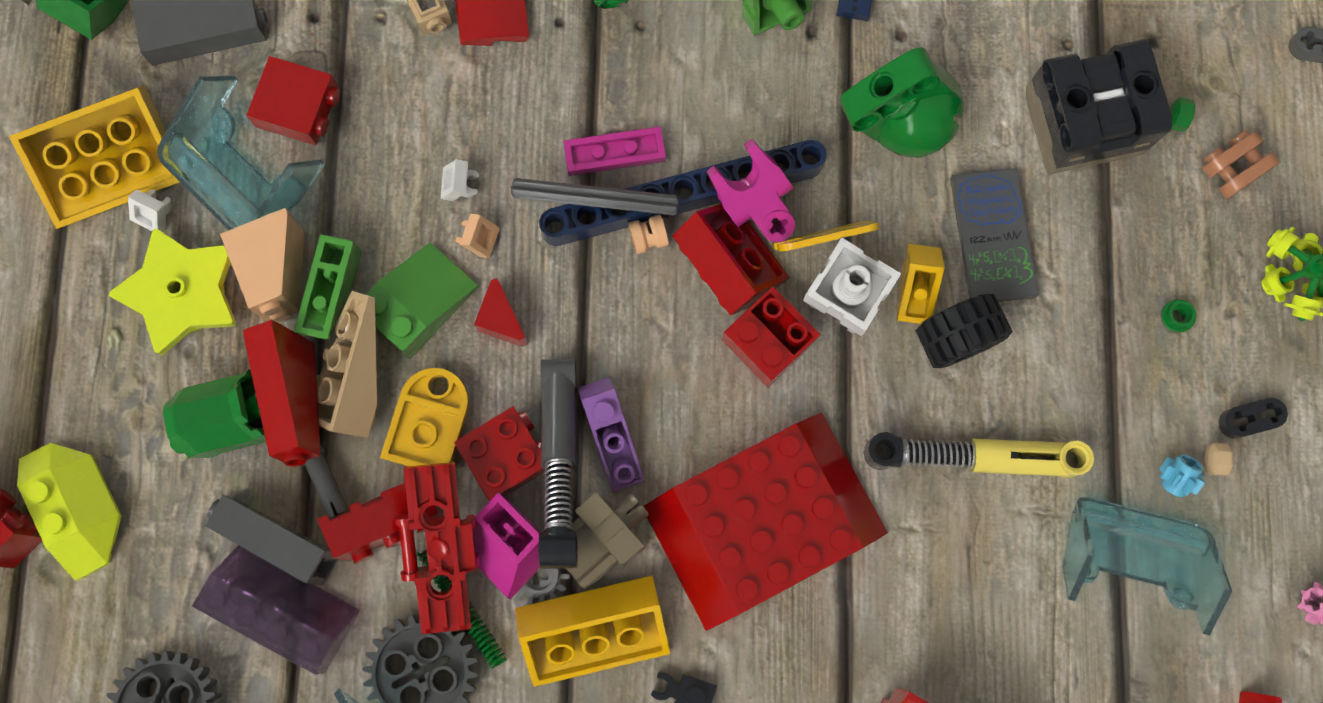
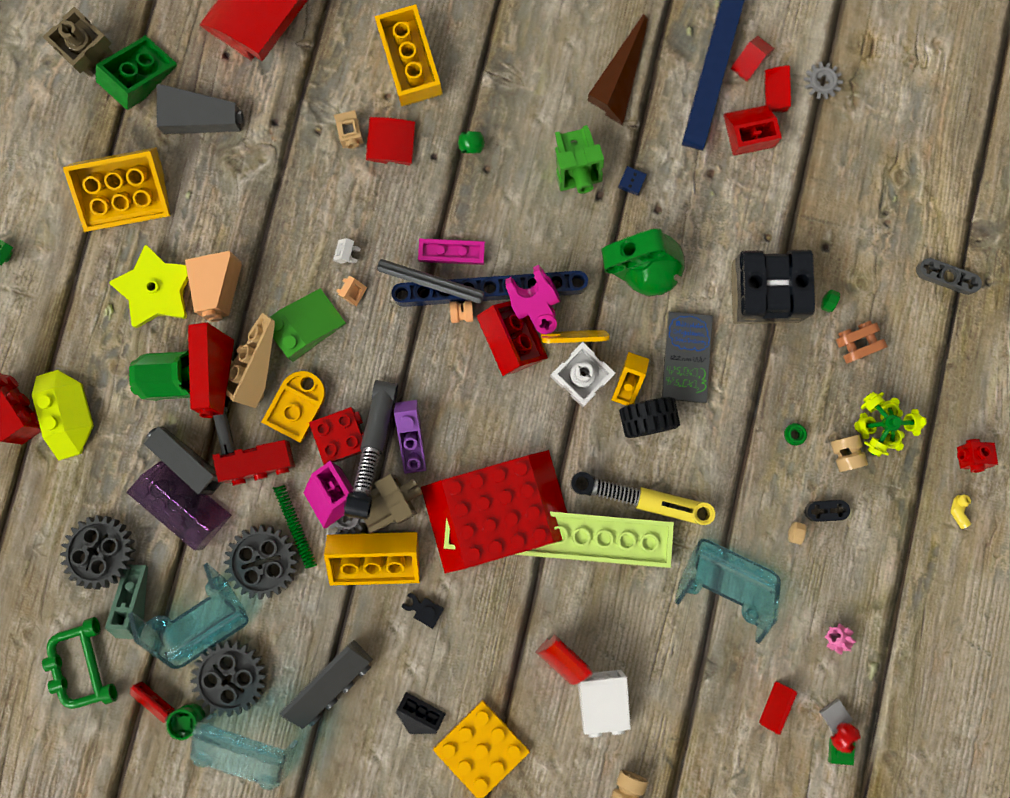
camera: 15 degrees right, 5 degrees up
(147, 210) = (144, 232): white tile -> none
(204, 162) = (191, 215): clear light blue windscreen -> none
(293, 101) = (249, 177): red brick -> none
(327, 286) = (248, 306): bright green slope -> none
(447, 543) = (291, 487): red piece -> none
(498, 318) = (354, 346): red slope -> none
(770, 336) = (525, 394): red slope -> none
(939, 528) = (606, 540): none -> yellowish green plate
(1182, 475) = (770, 538): medium azure gear -> none
(1271, 337) = (849, 461): none -> tan wheel

